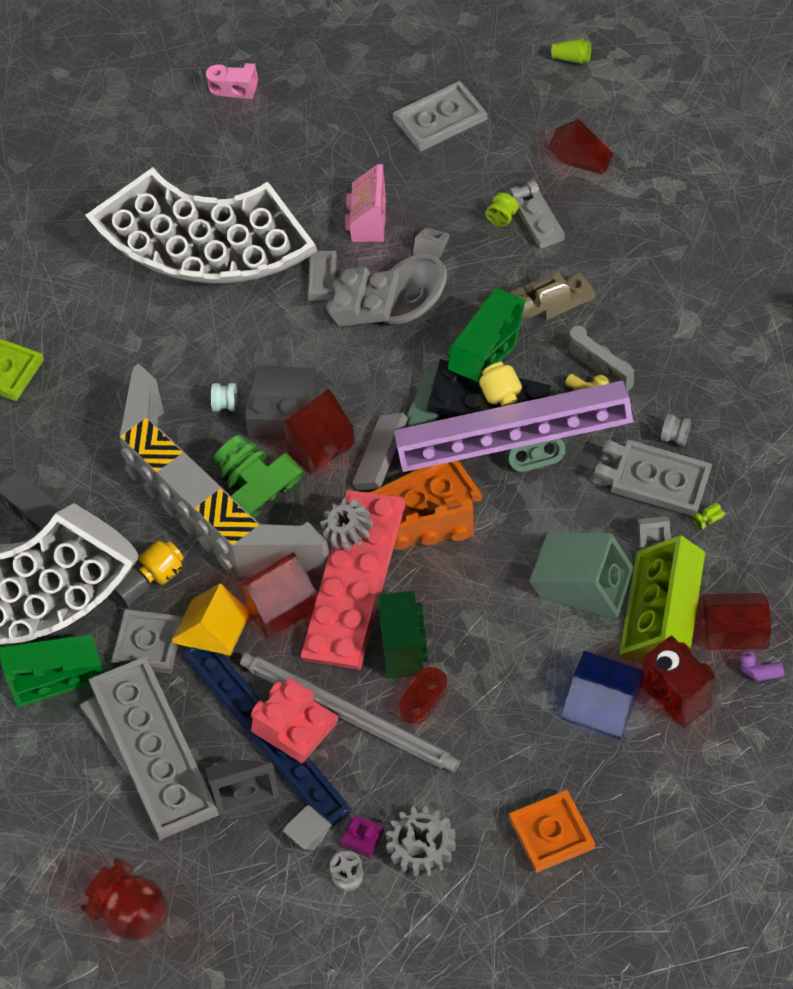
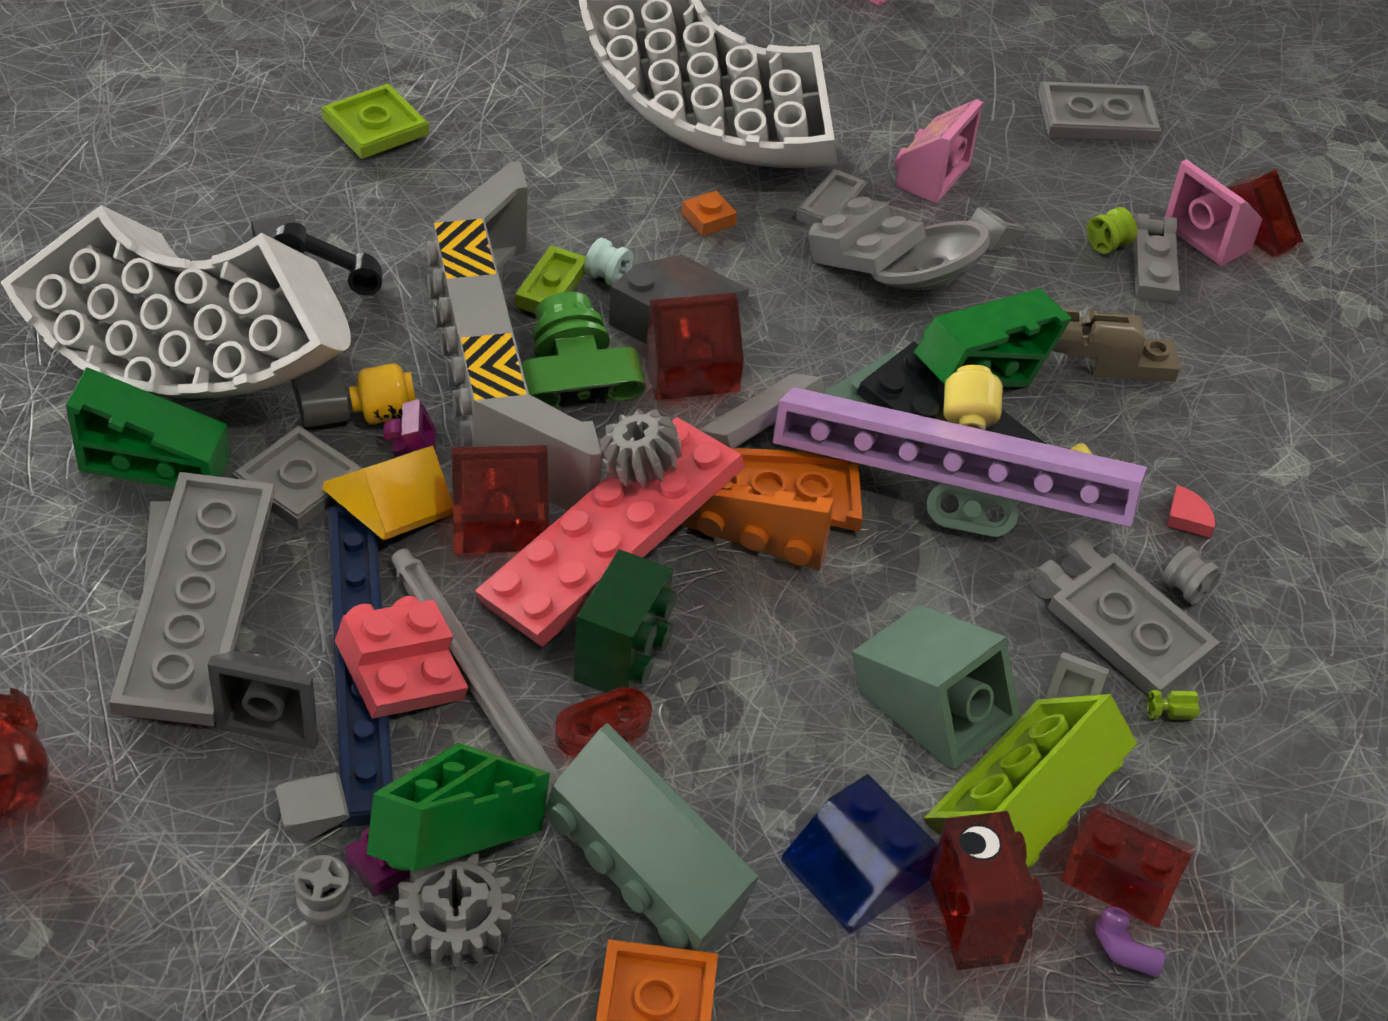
camera: 20 degrees right, 10 degrees down
(81, 482) = (364, 270): none -> black bar
(195, 577) = (412, 431): none -> magenta tile
(199, 429) = (554, 273): none -> lime plate
(255, 325) = (709, 213): none -> orange plate
(391, 788) = (455, 808): none -> green wedge
(500, 752) = (650, 843): none -> sand green slope
(555, 169) = (1212, 215): none -> bright pink slope
(572, 51) = (1316, 116): lime cone -> none
(600, 358) = (1137, 444): light grey plate -> none
(652, 387) = (1190, 513): none -> coral tile

